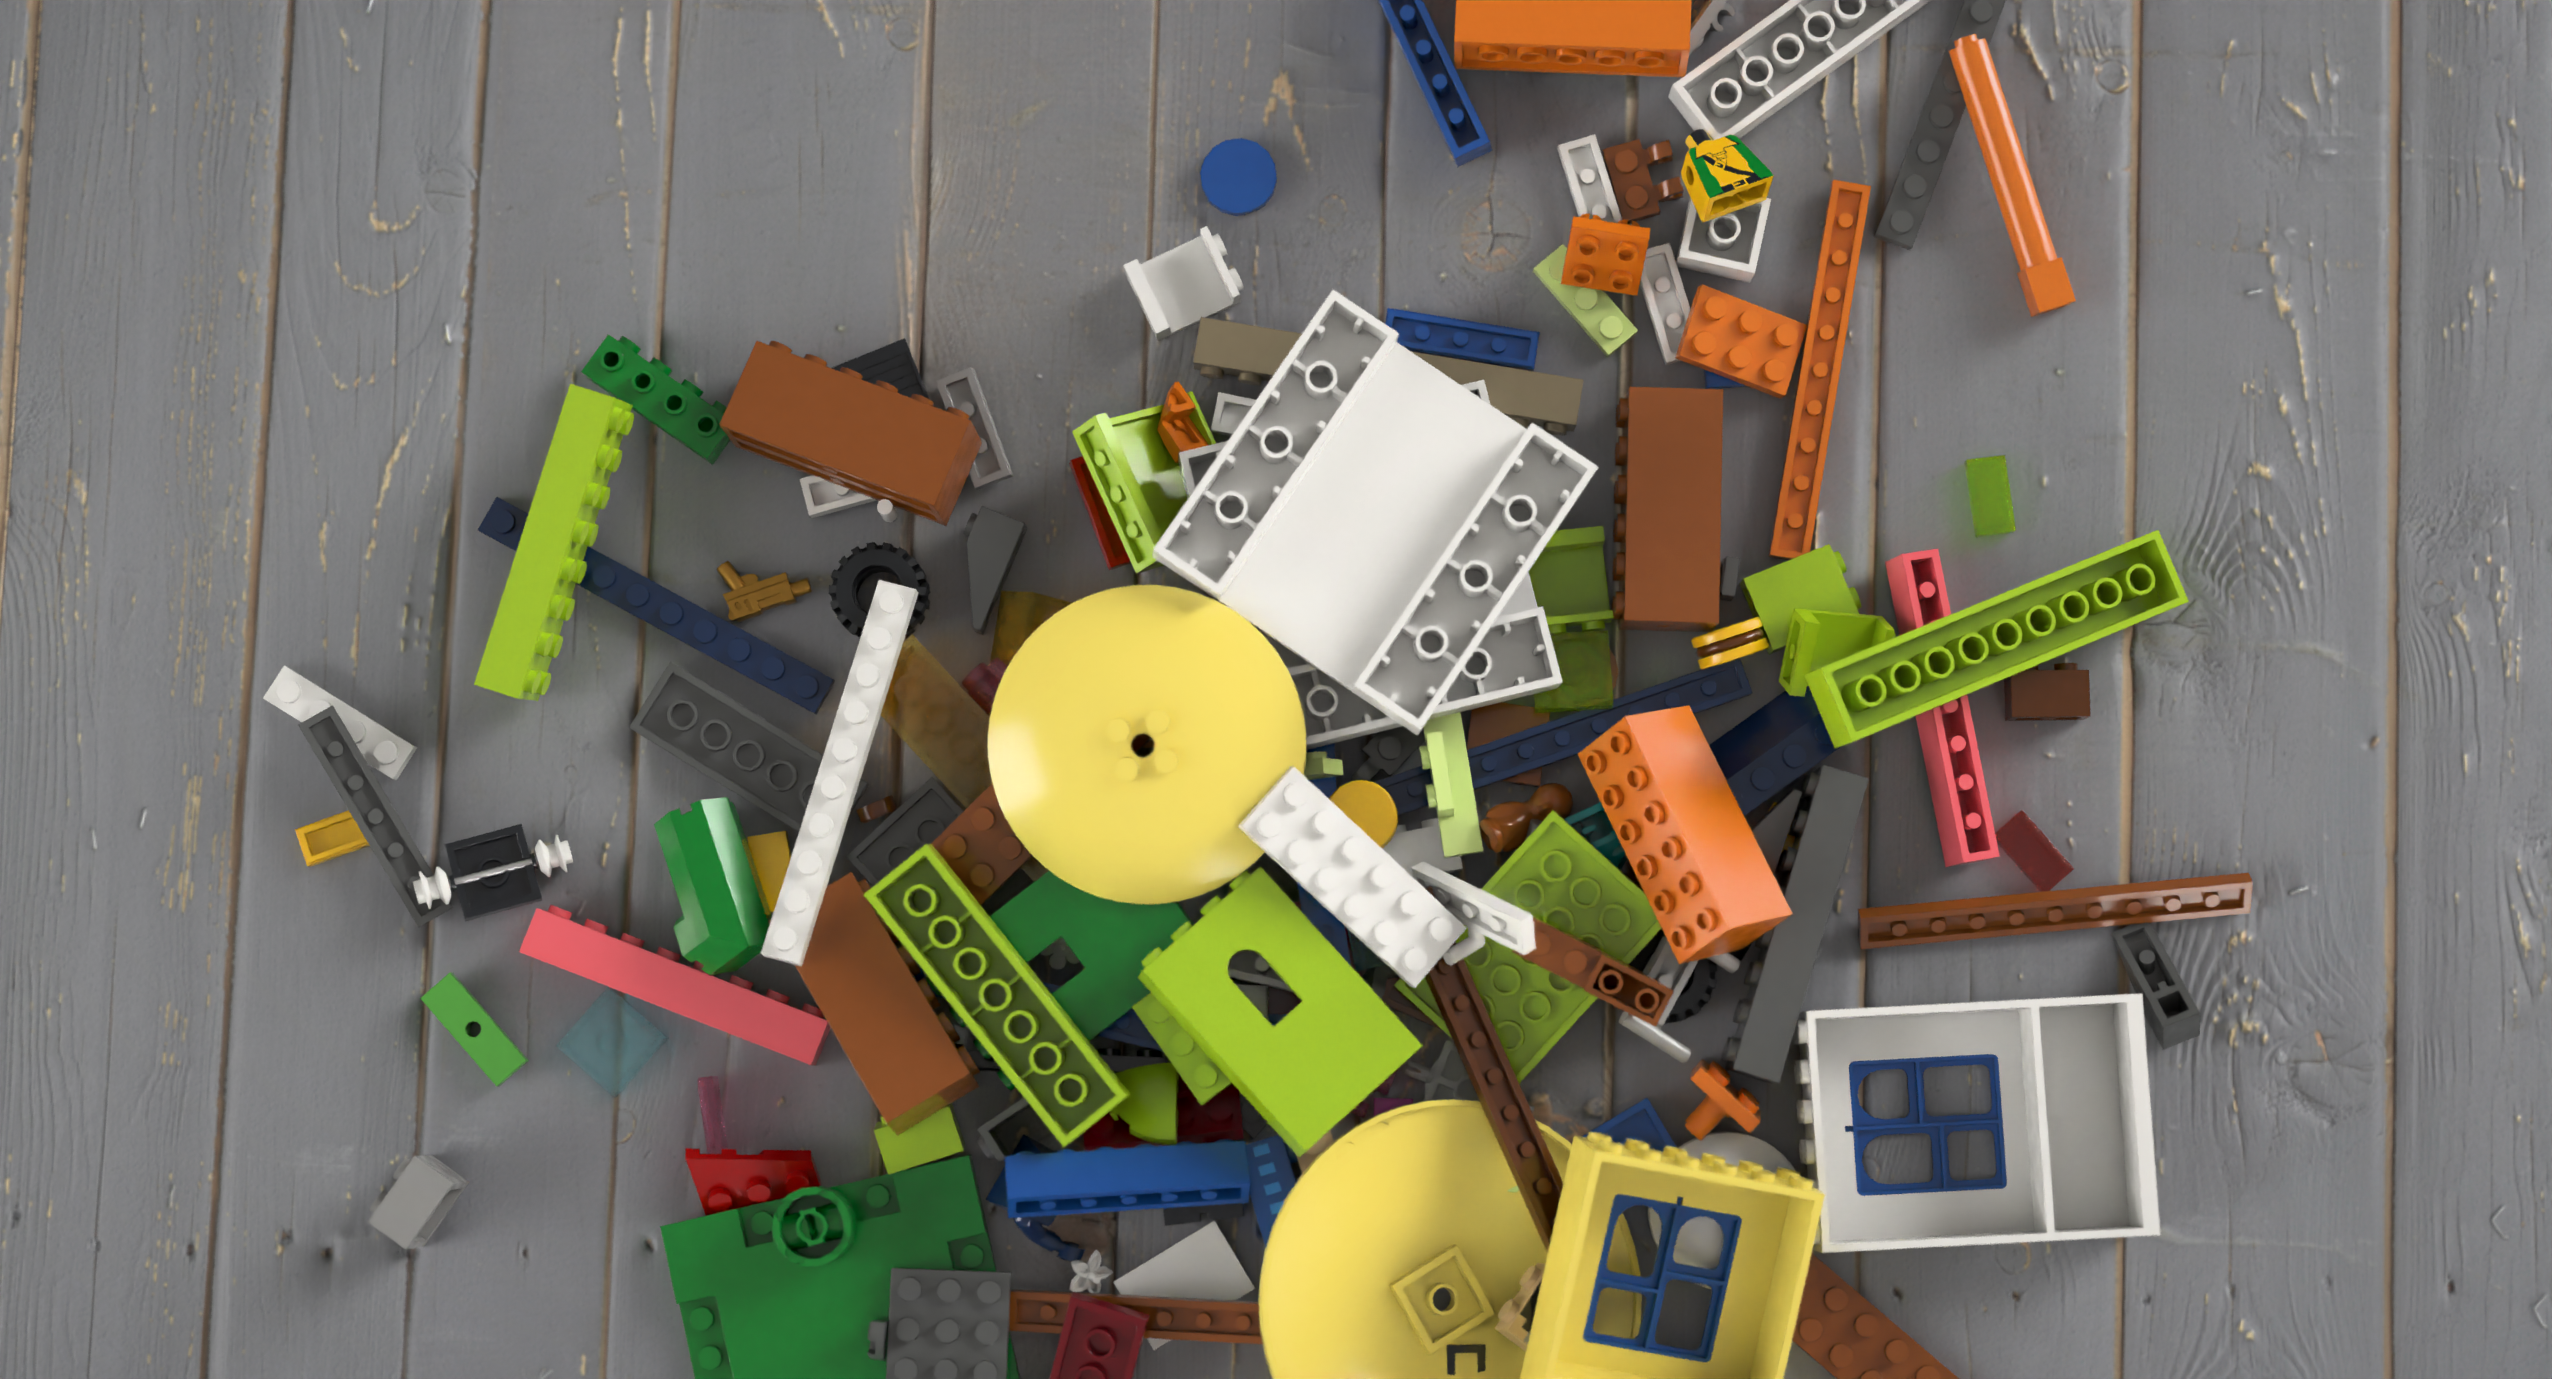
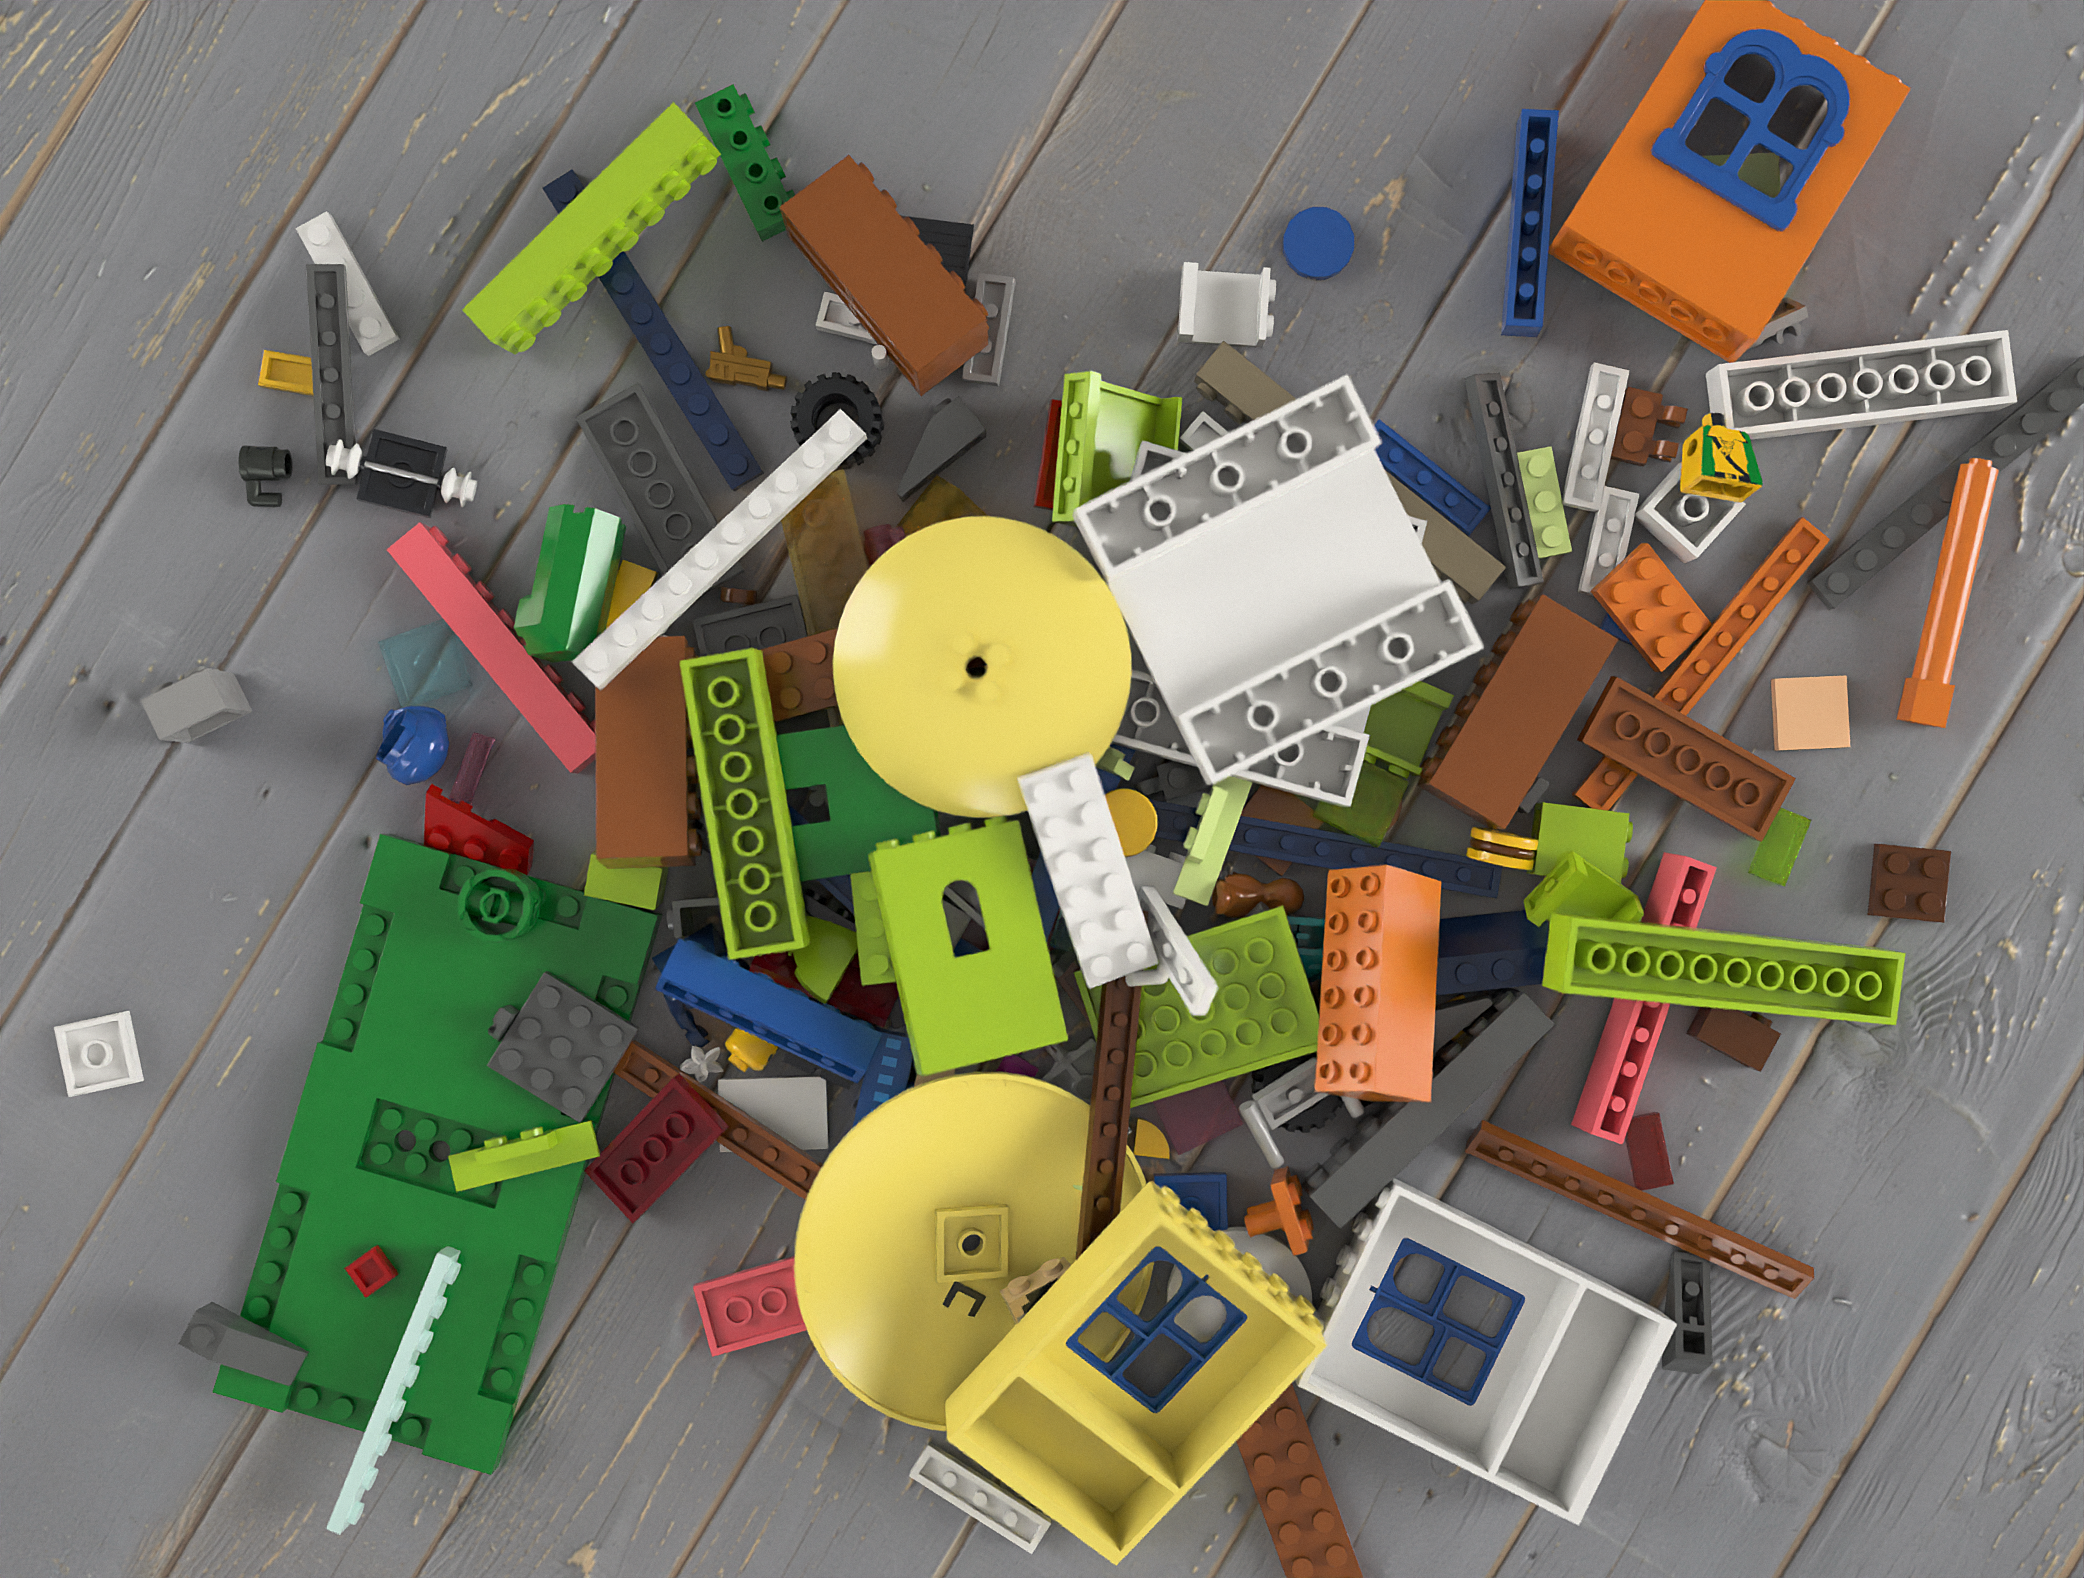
camera: 25 degrees right, 5 degrees up
(355, 938) = (260, 465): none -> pearl dark grey piece
(457, 1012) = (315, 570): bright green tile -> none
(644, 1122) = (413, 743): none -> blue helmet
(1127, 1232) = (749, 1051): none -> yellow head
(1175, 424) = (1152, 418): orange slope -> none
(1536, 300) = (1504, 480): none -> dark grey plate
(1557, 1107) = (1150, 1140): none -> yellow tile
(1587, 1056) = (1198, 1115): none -> clear pink tile
(1598, 973) = (1246, 1062): dark orange slope -> none
(1605, 255) = (1583, 474): orange plate -> none
(1853, 463) = (1686, 758): none -> dark orange plate
(1947, 356) = (1810, 713): none -> light nougat tile
(2130, 462) = (1909, 883): none -> reddish brown plate

